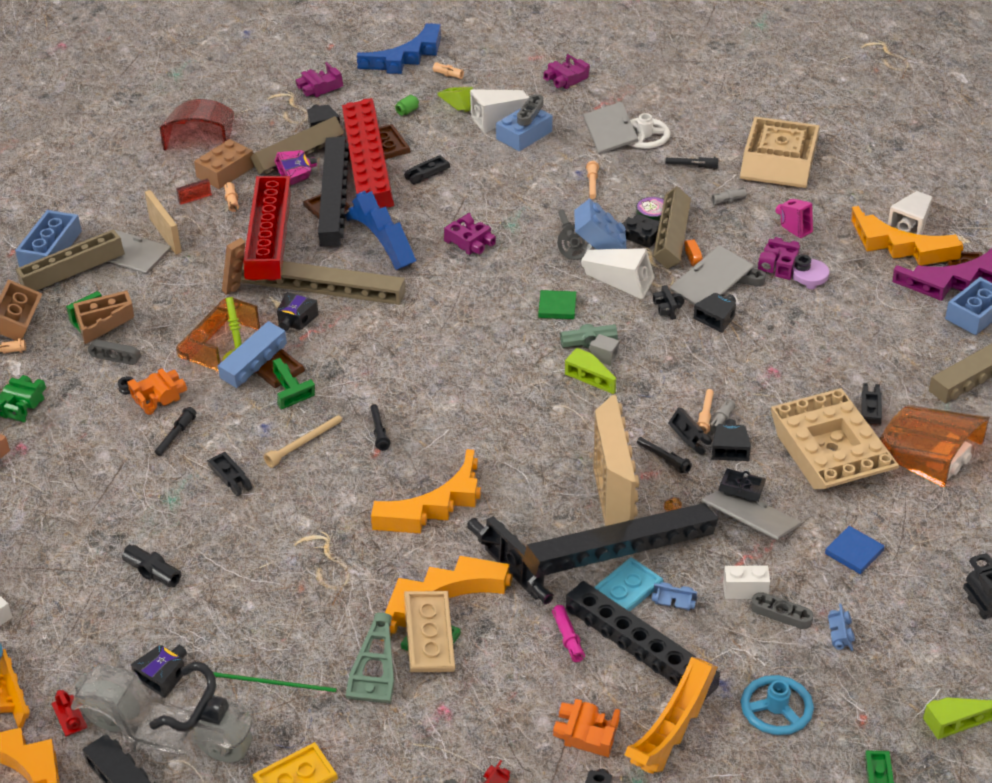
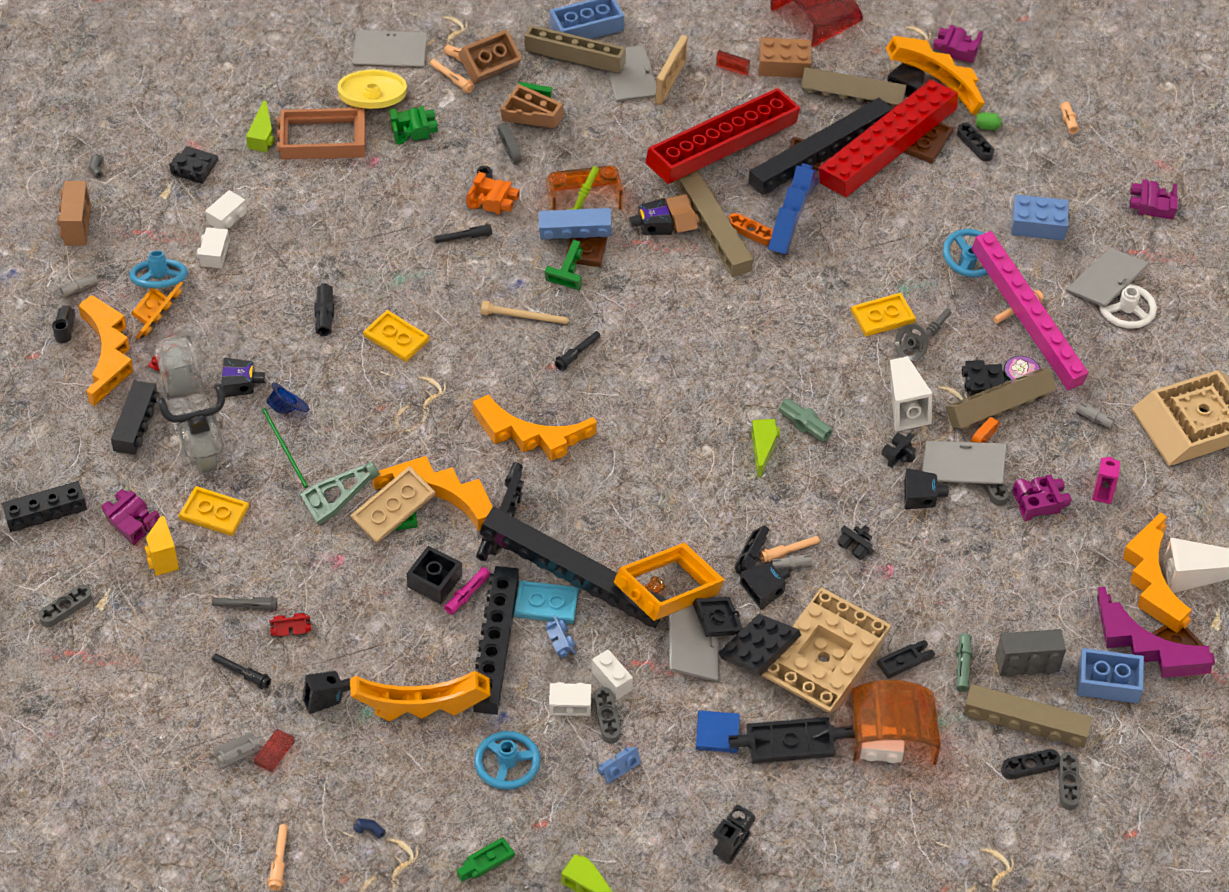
camera: 50 degrees right, 10 degrees up
(226, 651) = (285, 401): none -> clear blue piece
(229, 472) = (450, 292): black hinge -> none
(231, 197) = (751, 89): light nougat pin -> none
(233, 266) = (647, 138): medium nougat plate -> none
(234, 534) = (396, 335): none -> yellow tile
(294, 165) = (823, 102): dark pink torso -> none
(313, 96) = (941, 66): none -> light orange arch
(318, 291) = (682, 213): none -> medium nougat brick
(378, 265) = (761, 234): none -> orange beam
(409, 53) = (1066, 77): blue arch -> none
(416, 121) = (982, 150): none -> black beam
(426, 169) = (915, 188): black hinge -> none
(457, 97) = (1035, 148): lime slope -> none
(469, 236) = (852, 273): magenta hips -> none
(494, 105) = (1044, 179): white slope -> none
(525, 172) = (967, 258): none -> dark azure piece
(526, 246) = (883, 314): none -> yellow tile
(530, 110) = (1039, 207): dark grey beam -> none
(535, 643) = (434, 574): none -> black brick
(557, 304) = (828, 377): green tile -> none
(582, 729) = (383, 645): orange hips -> none
(599, 227) = (933, 349): medium blue brick -> none
(605, 349) = (798, 440): light grey brick -> none
(608, 168) = (1029, 310): none -> dark pink brick
(614, 465) = (645, 513): tan slope -> none
(674, 460) = (711, 553): black pin -> none
(688, 472) = (689, 560): none -> light orange door
(709, 162) = (1124, 368): black pin -> none
(732, 367) = (862, 547): none -> black hips
(748, 624) = (570, 699): none -> white brick
(796, 471) = (759, 644): none -> black plate
(803, 262) = (1042, 511): black bush -> none
(814, 276) = (1042, 530): lavender tile -> none
(894, 371) = (964, 655): none -> sand green pin
(900, 508) = (791, 739): none -> black plate
(927, 332) = (1030, 652): none -> dark grey brick

